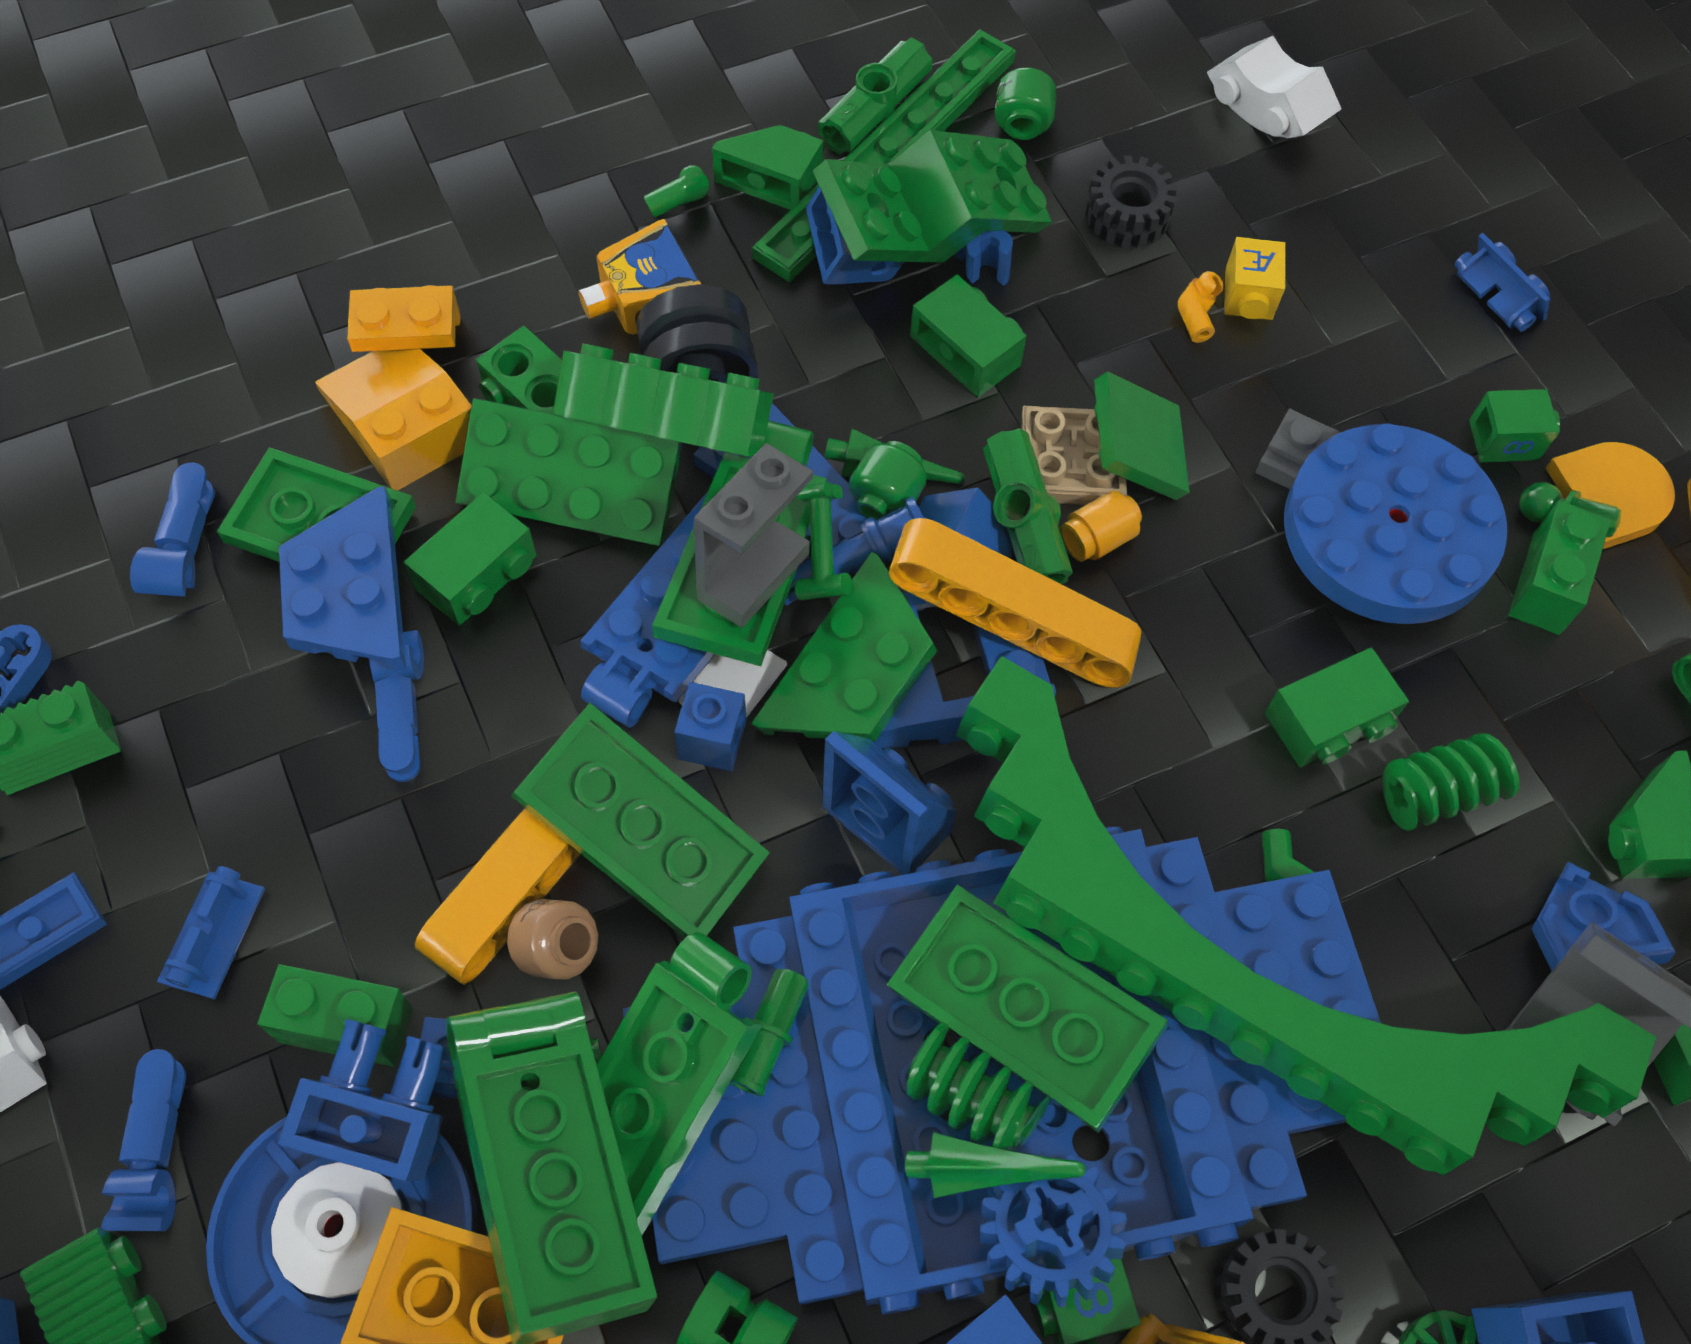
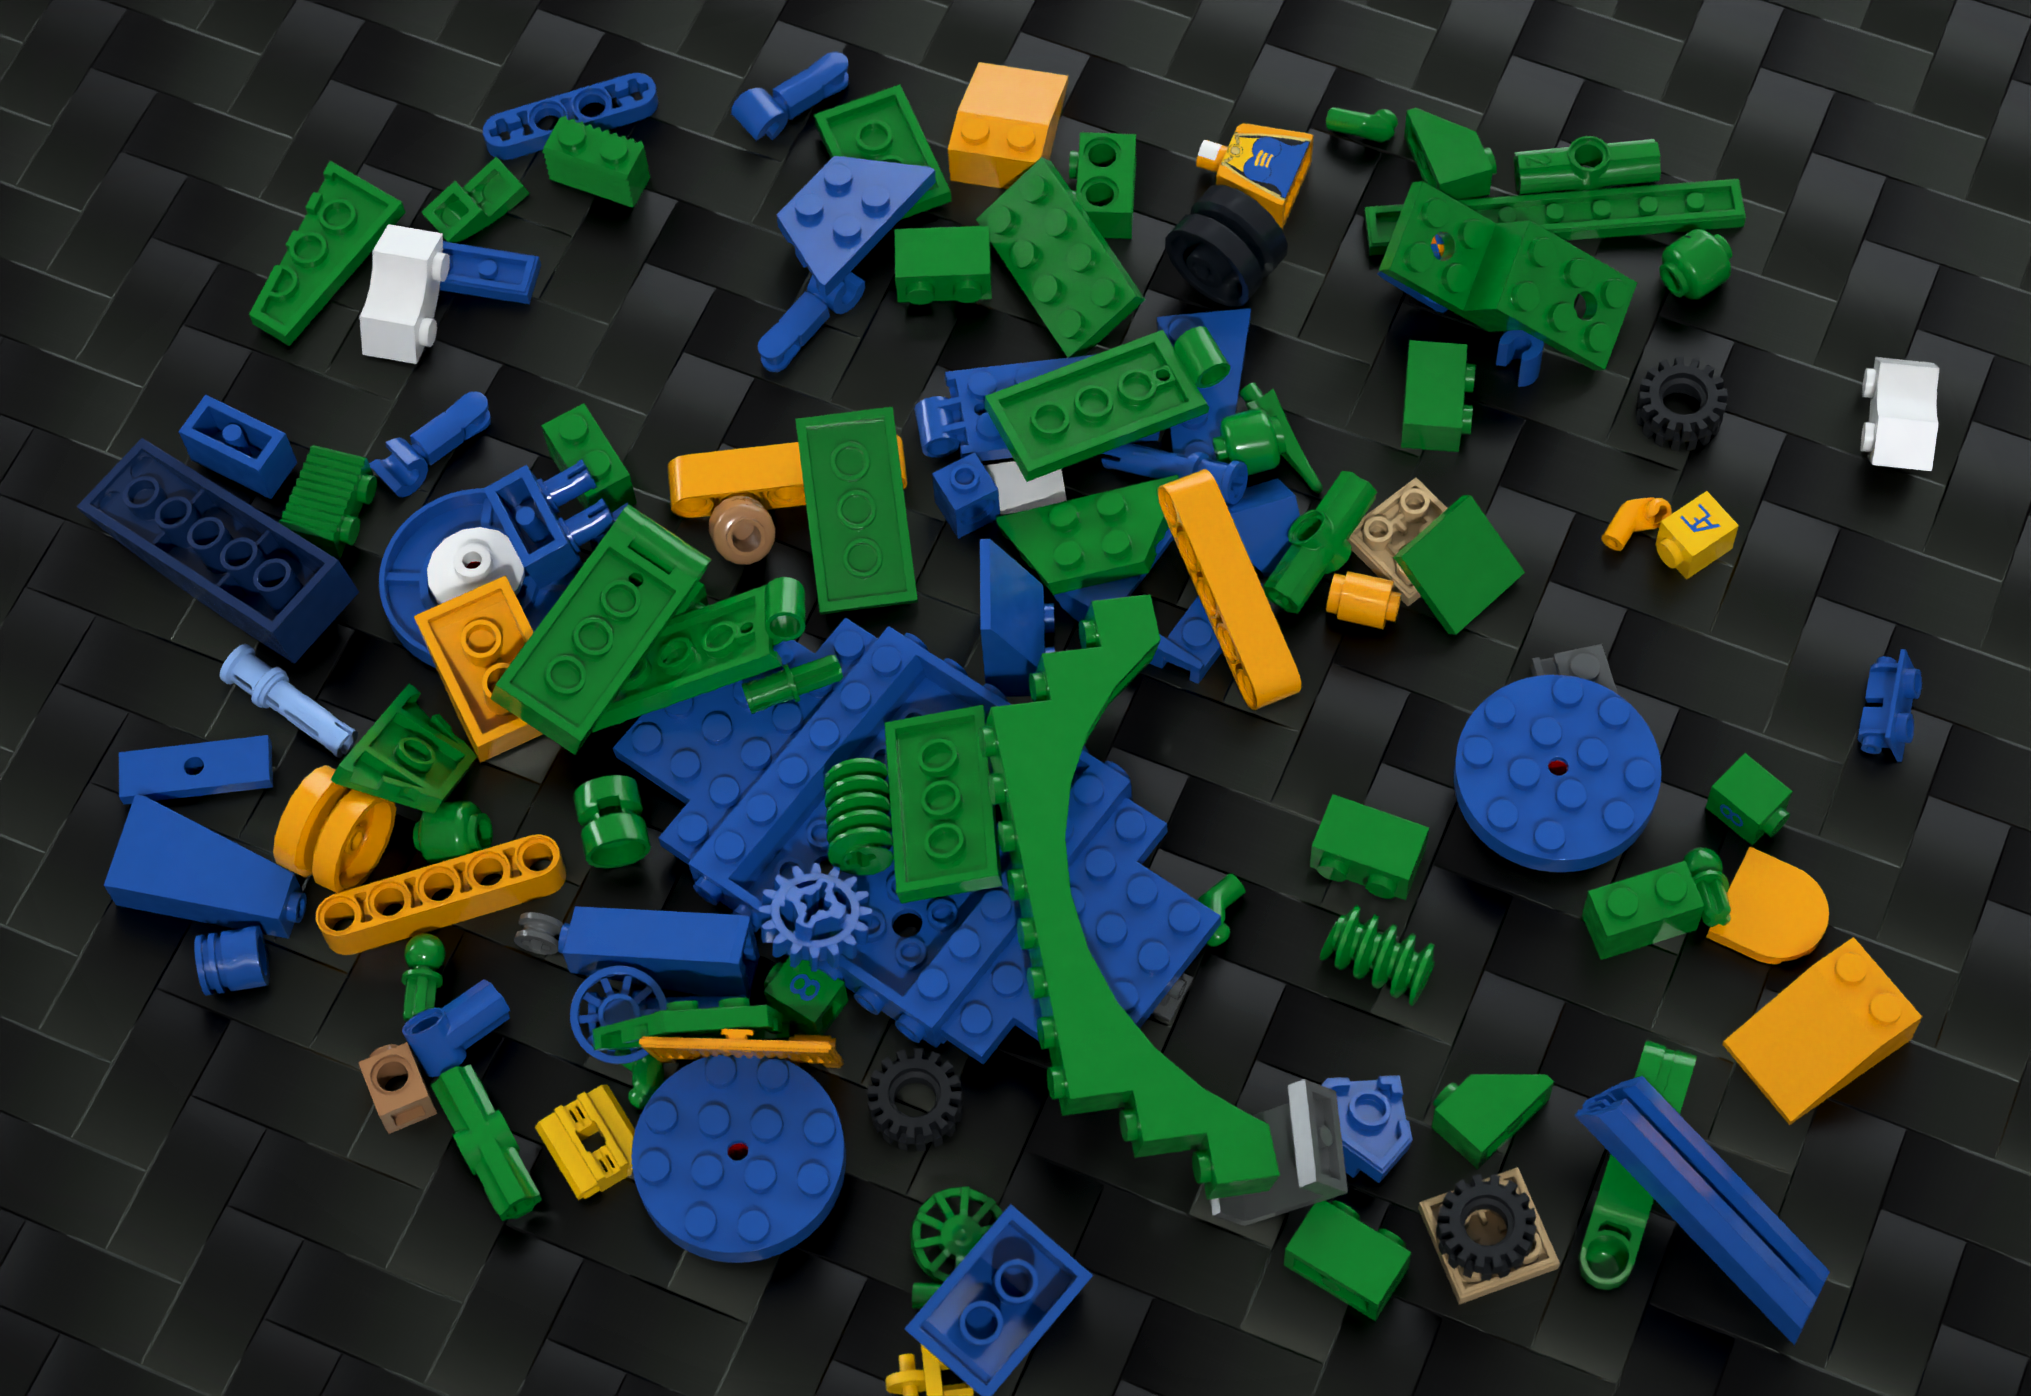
camera: 55 degrees right, 0 degrees up
(211, 933) = (574, 359): blue hinge -> none
(402, 318) = (1070, 64): light orange bracket -> none
(663, 403) = (1148, 261): green brick -> none
(739, 544) = (1085, 388): dark grey panel -> none
(823, 580) = (1128, 467): green piece -> none
(967, 1166) = (806, 842): green piece -> none

